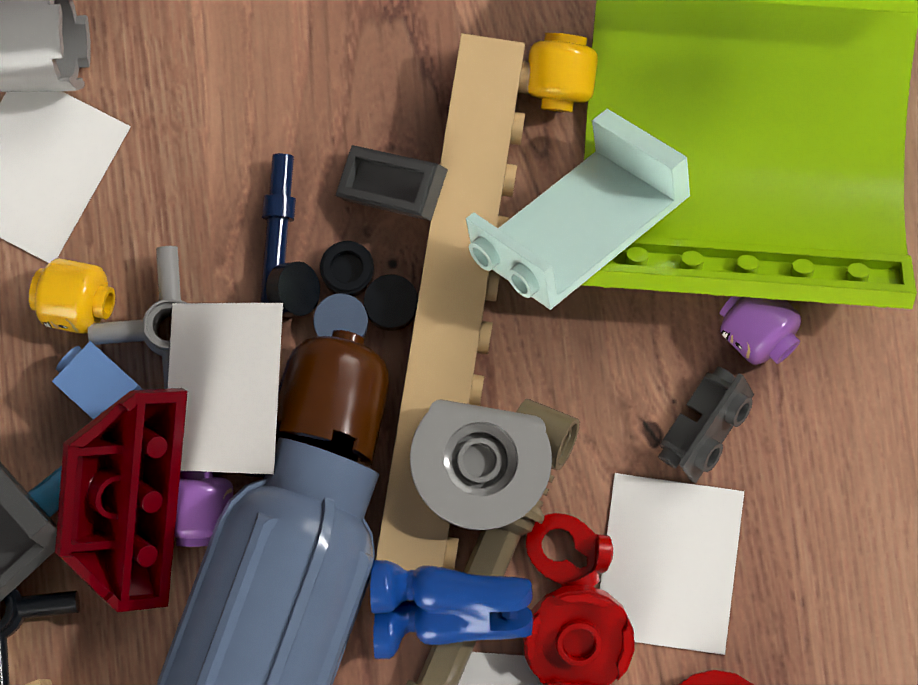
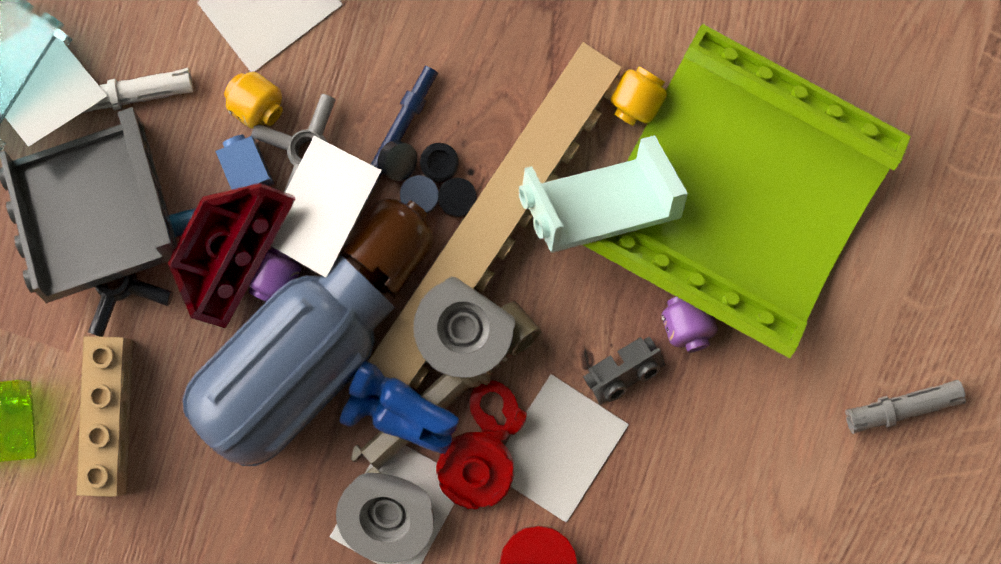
camera: 30 degrees right, 5 degrees up
(391, 182) = (492, 119): dark grey tile -> none

